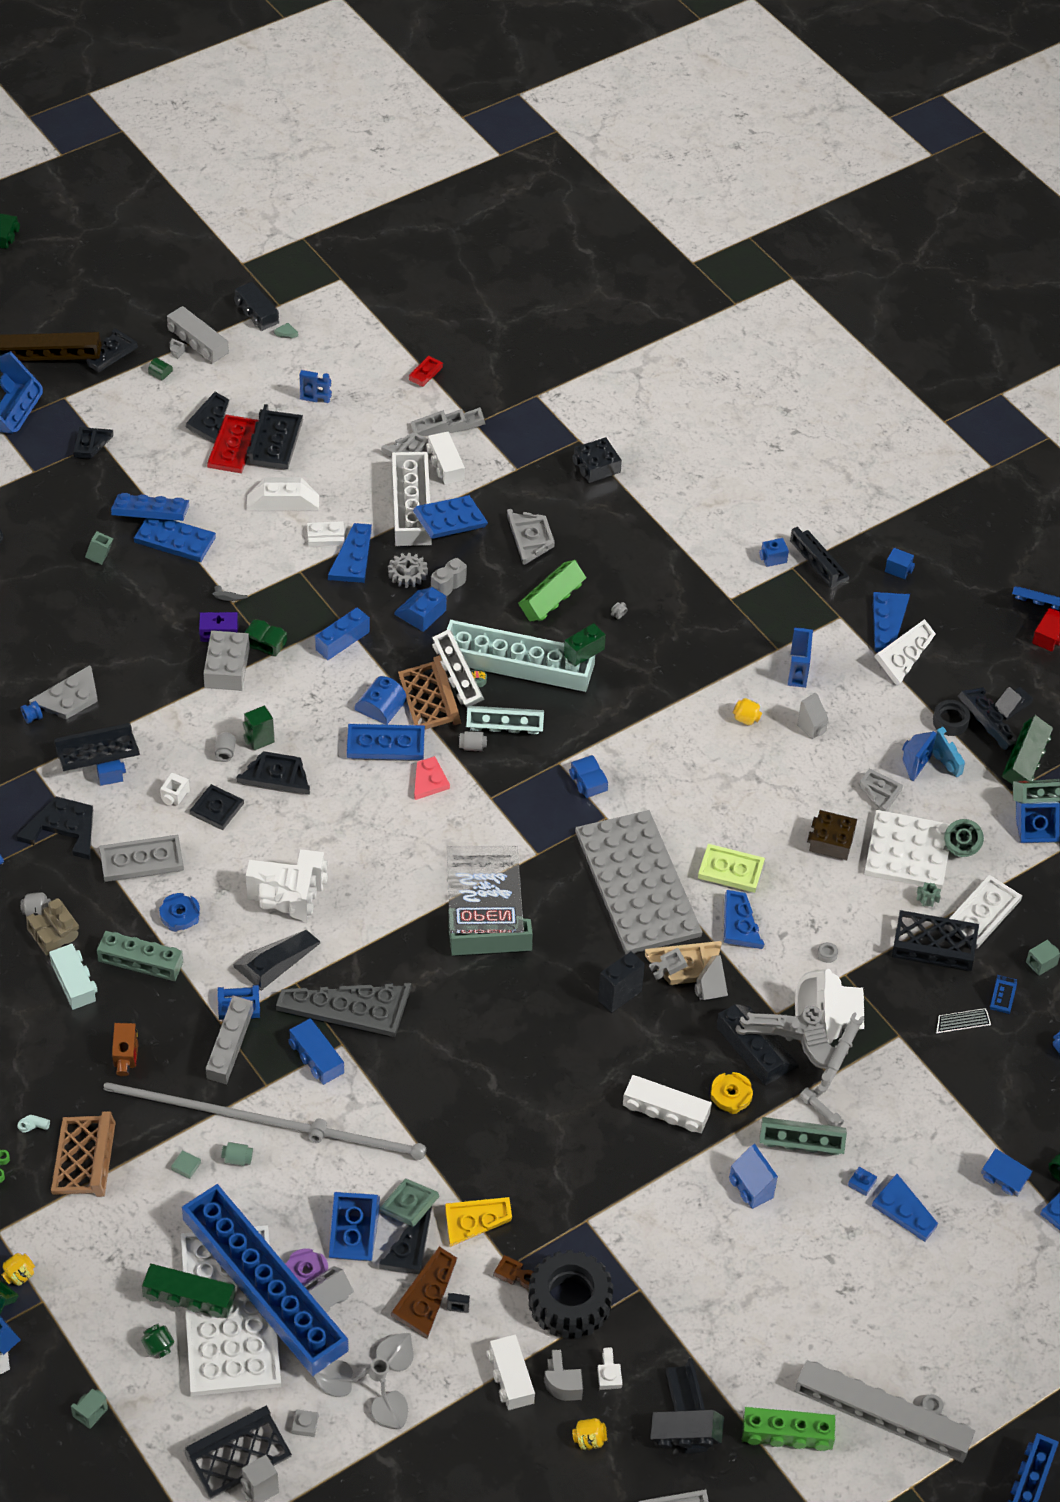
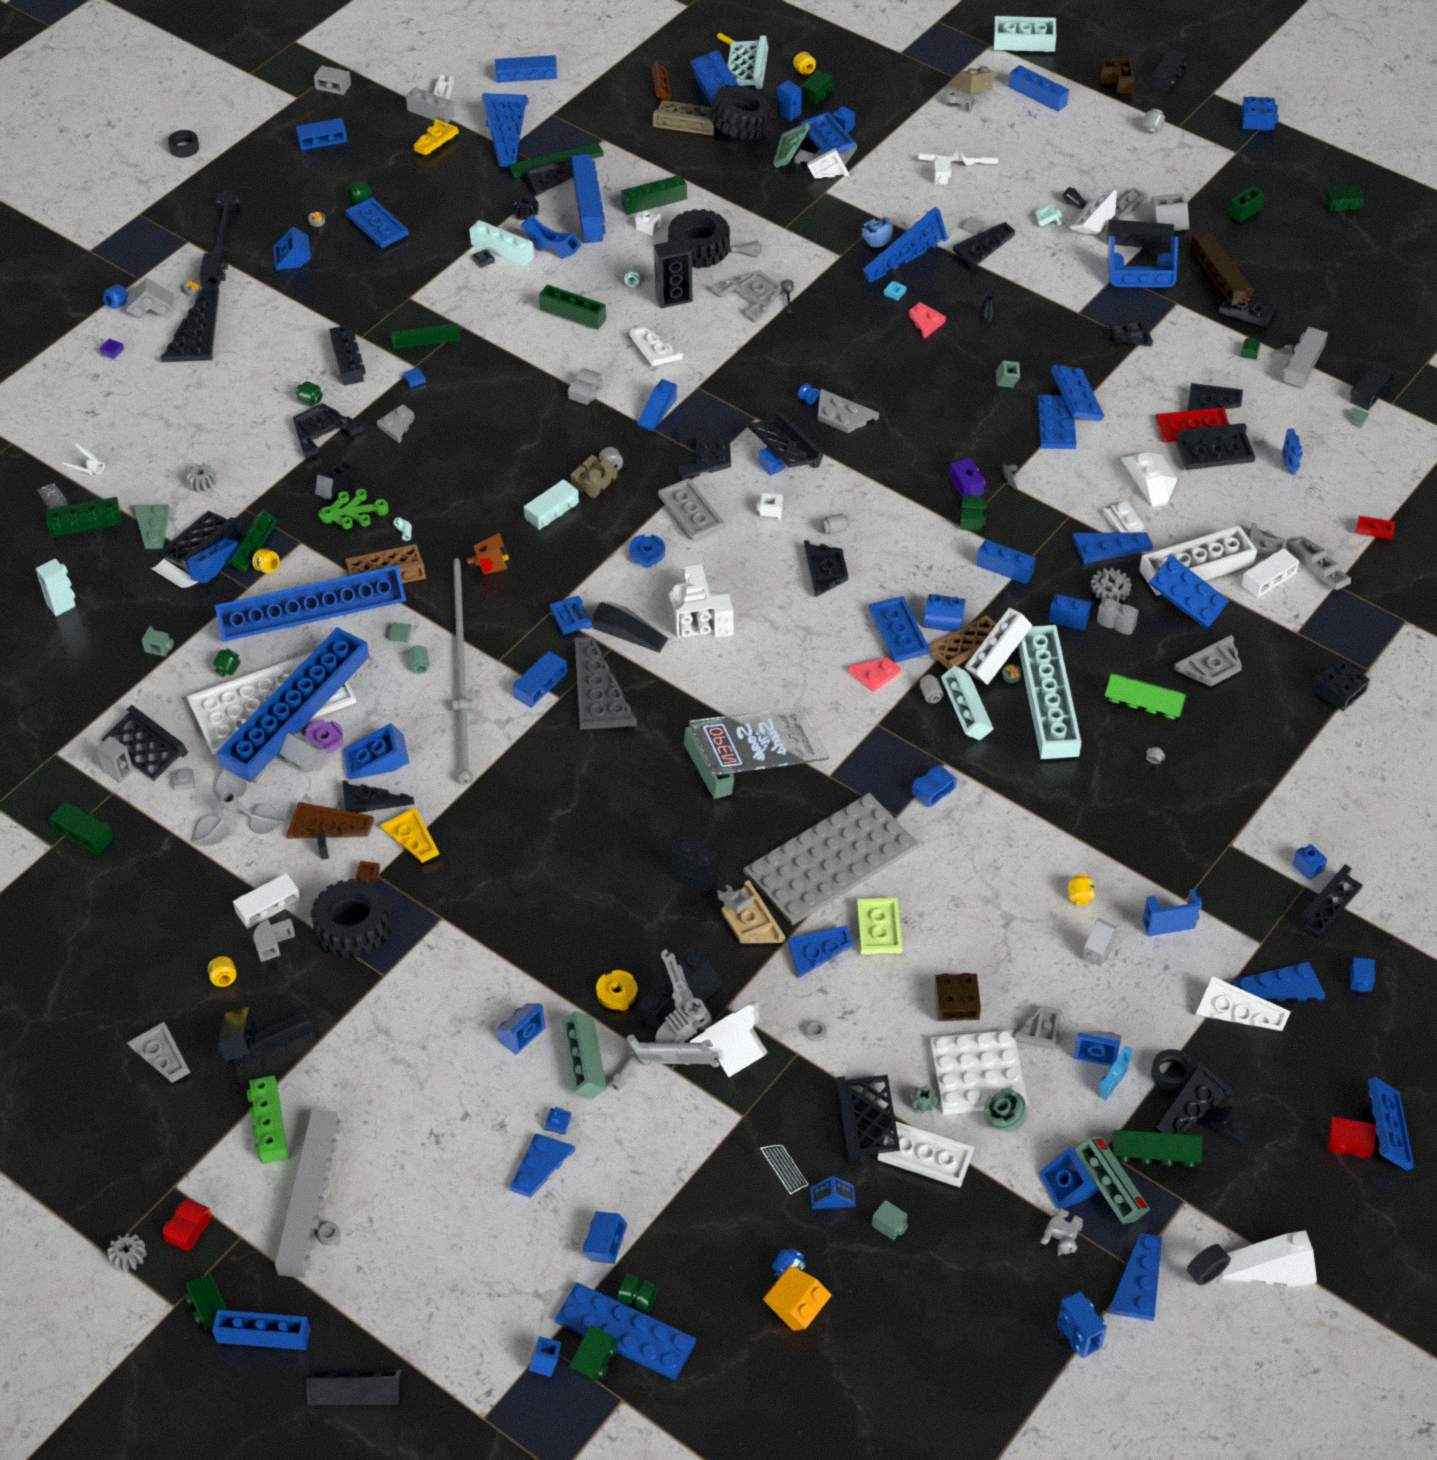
camera: 75 degrees right, 0 degrees up
(116, 1235) = (310, 603): none -> blue brick
(140, 955) = (590, 539): sand green brick -> none
(188, 1291) = (271, 661): dark green brick -> none
(216, 807) = (771, 541): black tile -> none
(226, 660) = (930, 494): light grey brick -> none
(229, 1040) = (523, 616): light grey brick -> none
(258, 728) = (861, 535): dark green brick -> none
(409, 1202) = (411, 784): sand green tile -> none
(584, 644) = (1073, 726): dark green brick -> none
(609, 1373) = (289, 973): white plate -> none
(666, 1104) = (579, 940): white brick -> none
(711, 980) = (731, 938): light grey slope -> none

